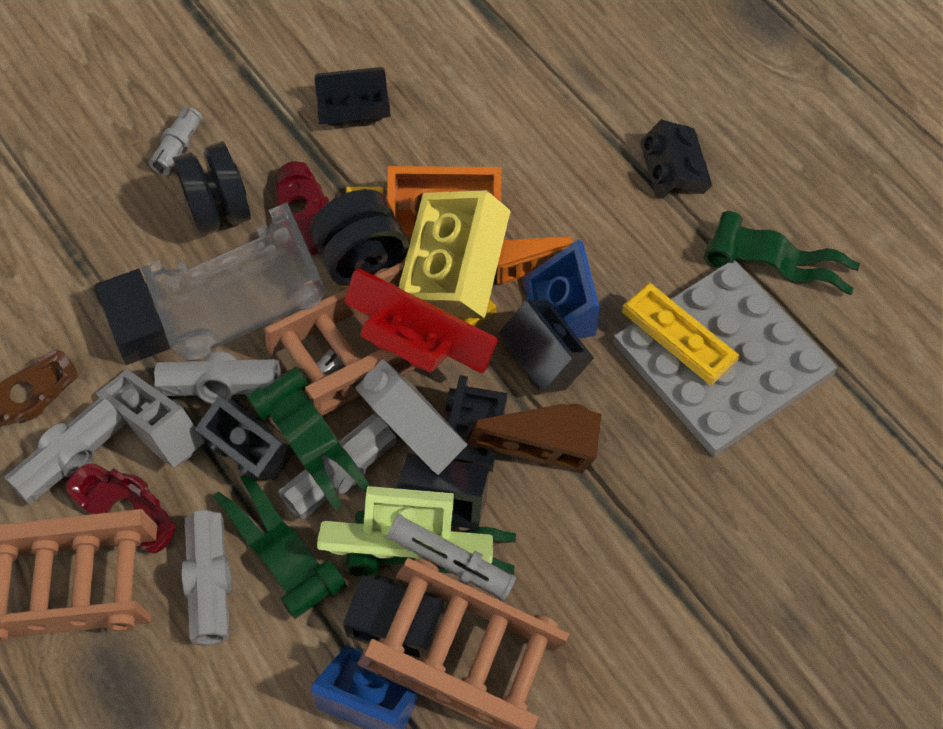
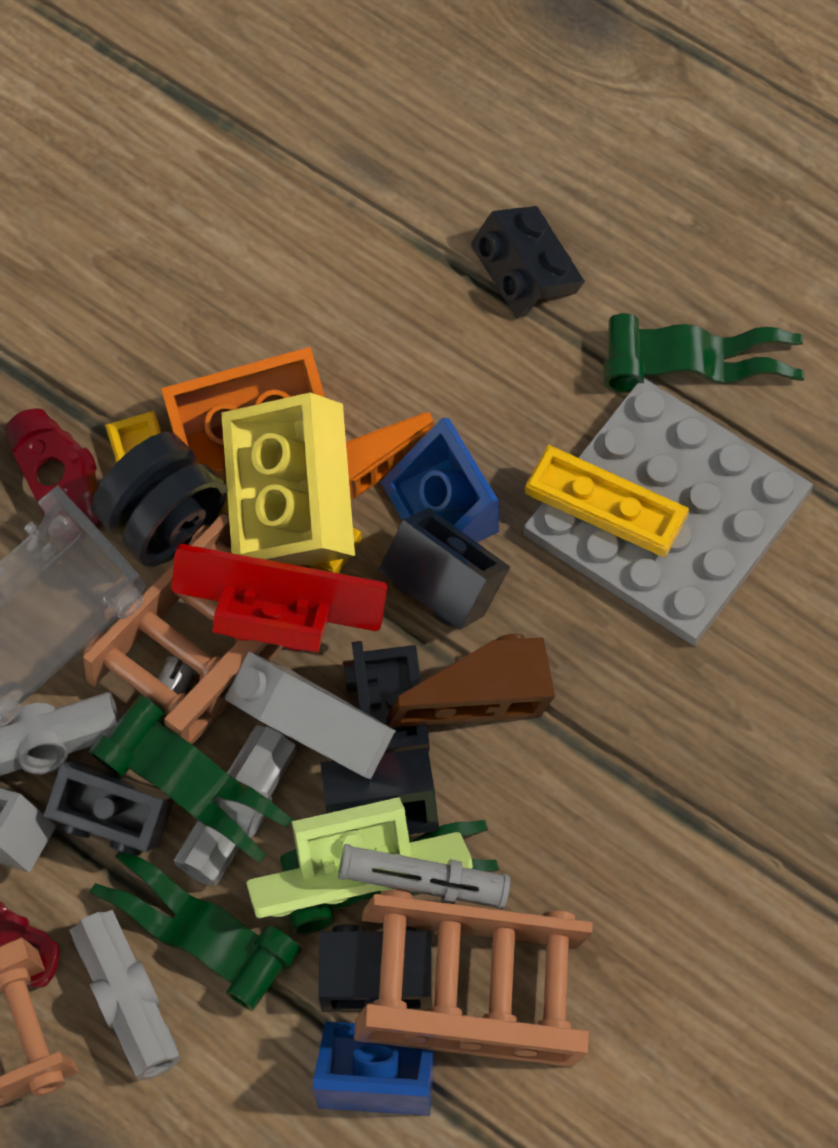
camera: 15 degrees left, 5 degrees up
(352, 96) = (67, 294): black bracket -> none

